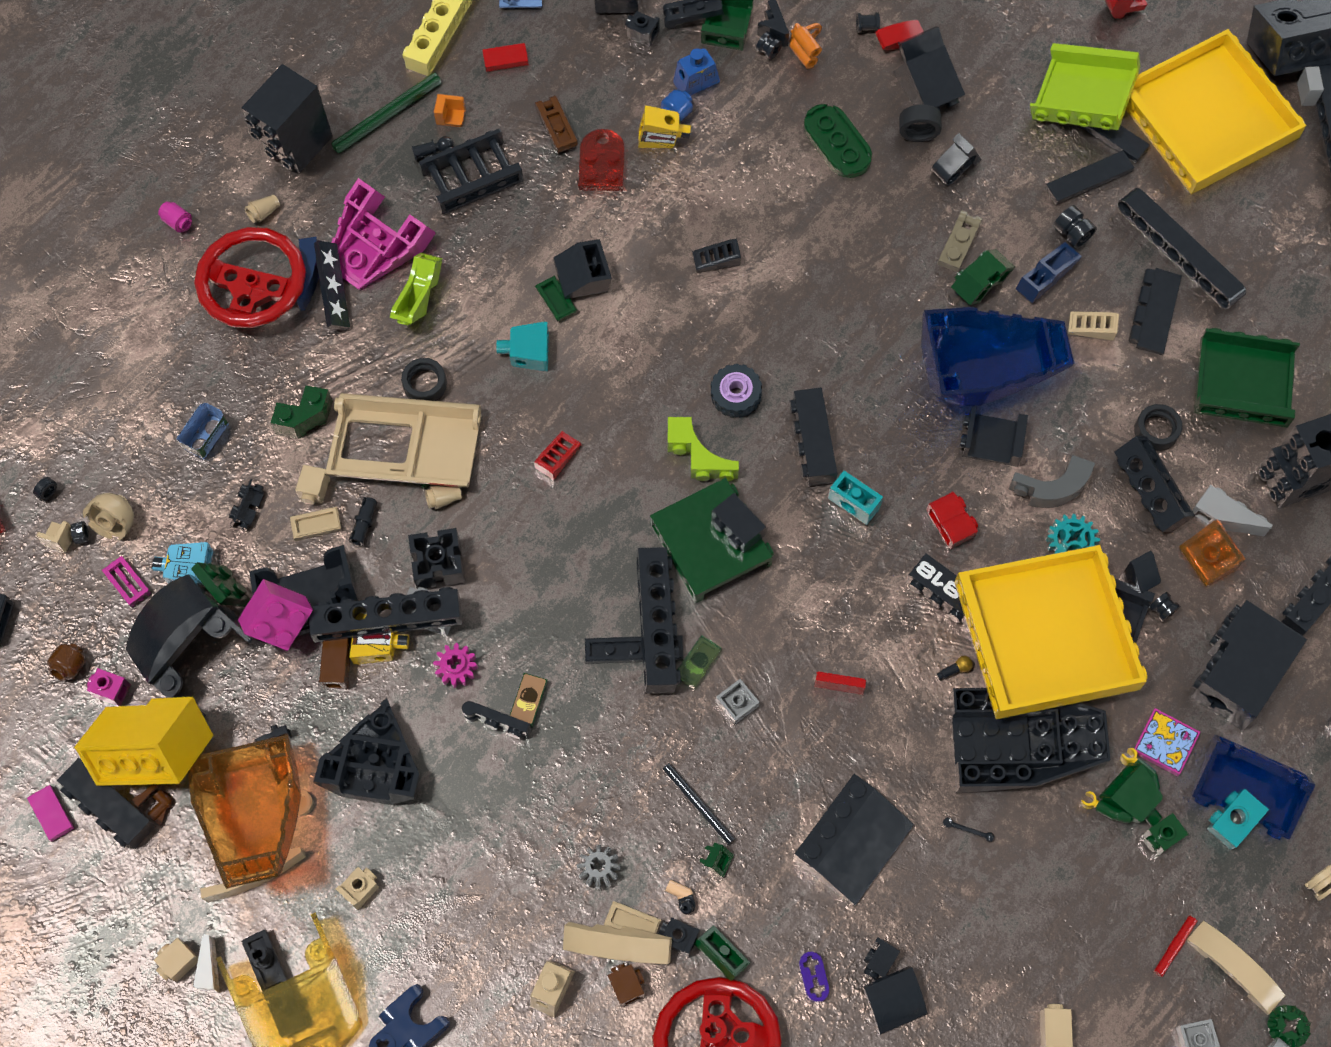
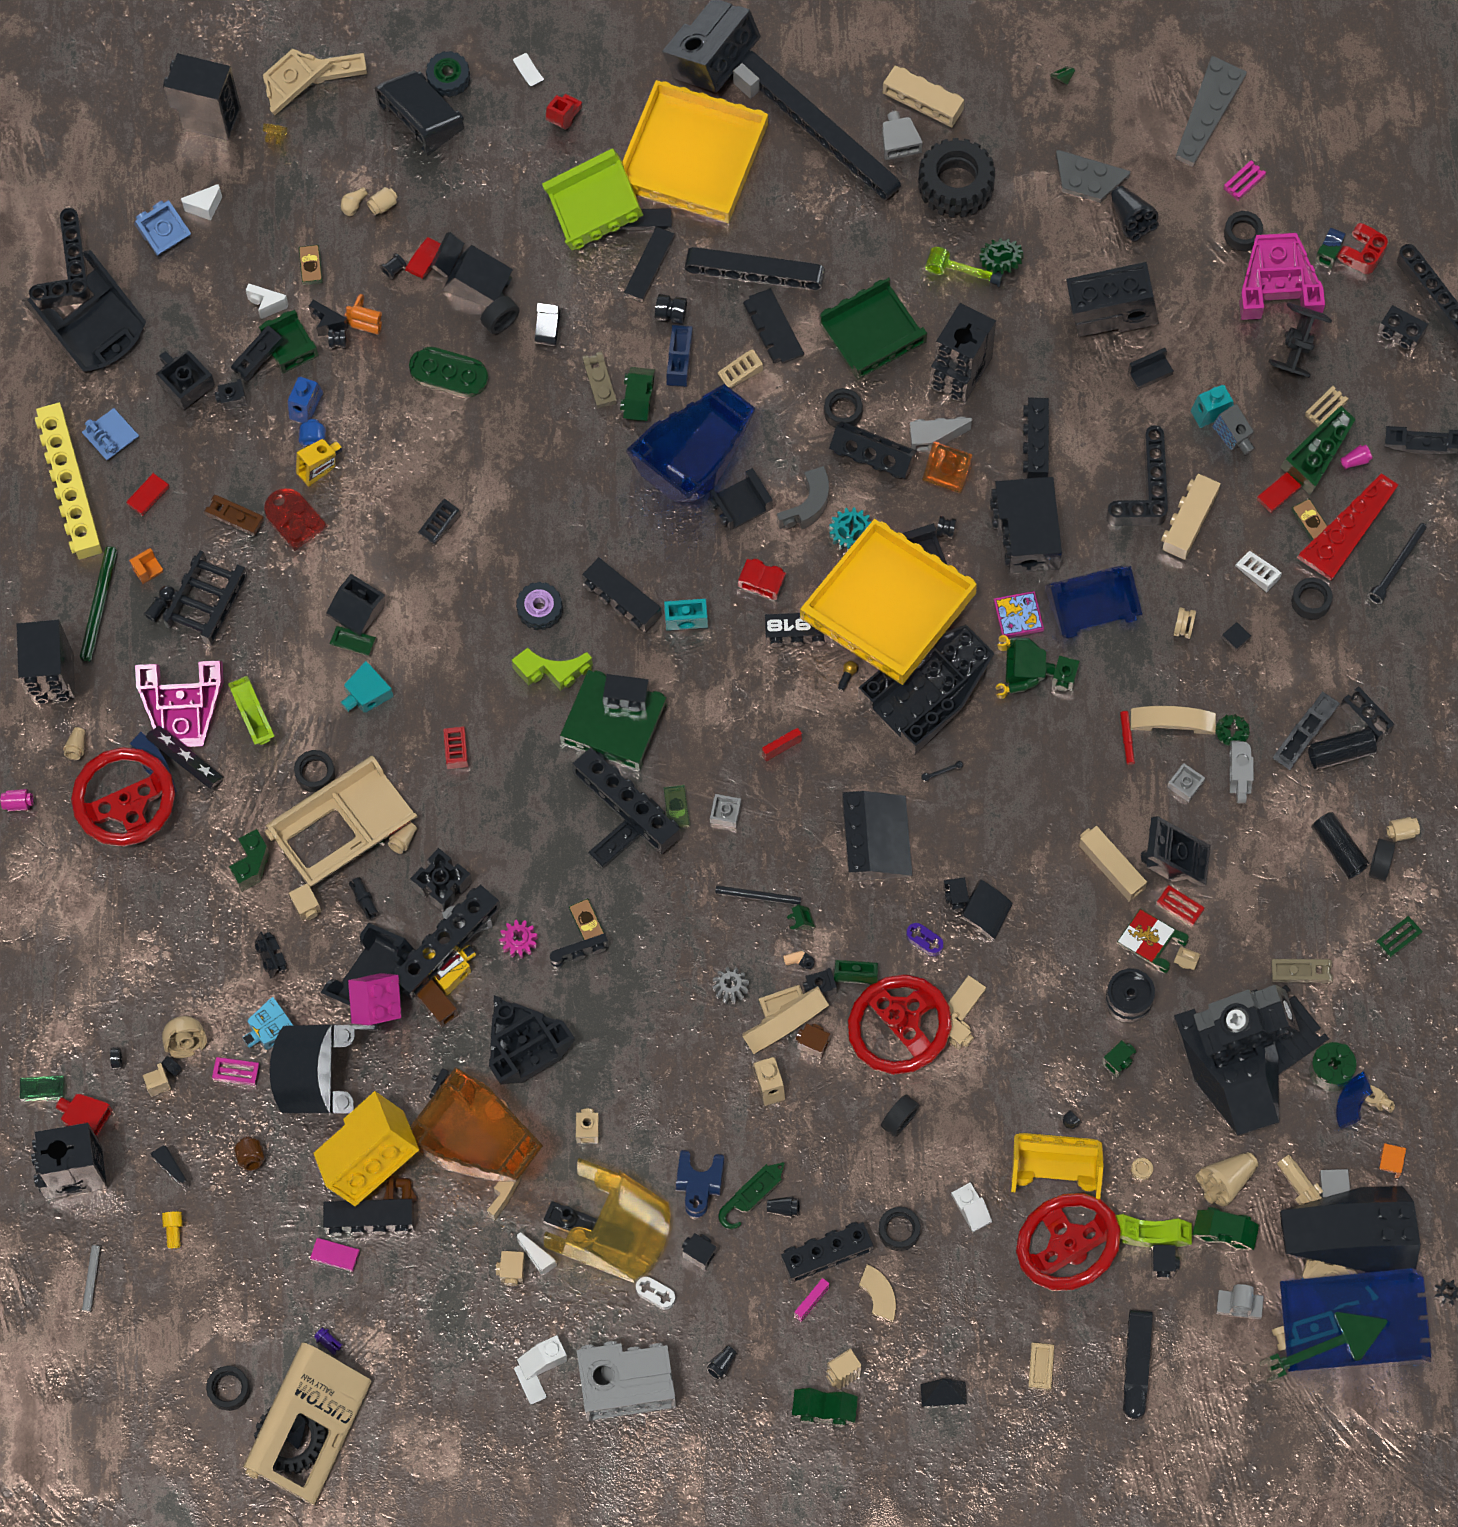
camera: 40 degrees left, 0 degrees up
(108, 687) = (294, 1145): dark pink brick -> none
(189, 435) = (186, 911): medium blue piece -> none
(221, 584) = (303, 1014): dark green plate -> none
(315, 524) = (331, 927): tan tile -> none
(1142, 572) = (915, 515): black slope -> none
(1250, 811) = (1101, 615): teal brick -> none

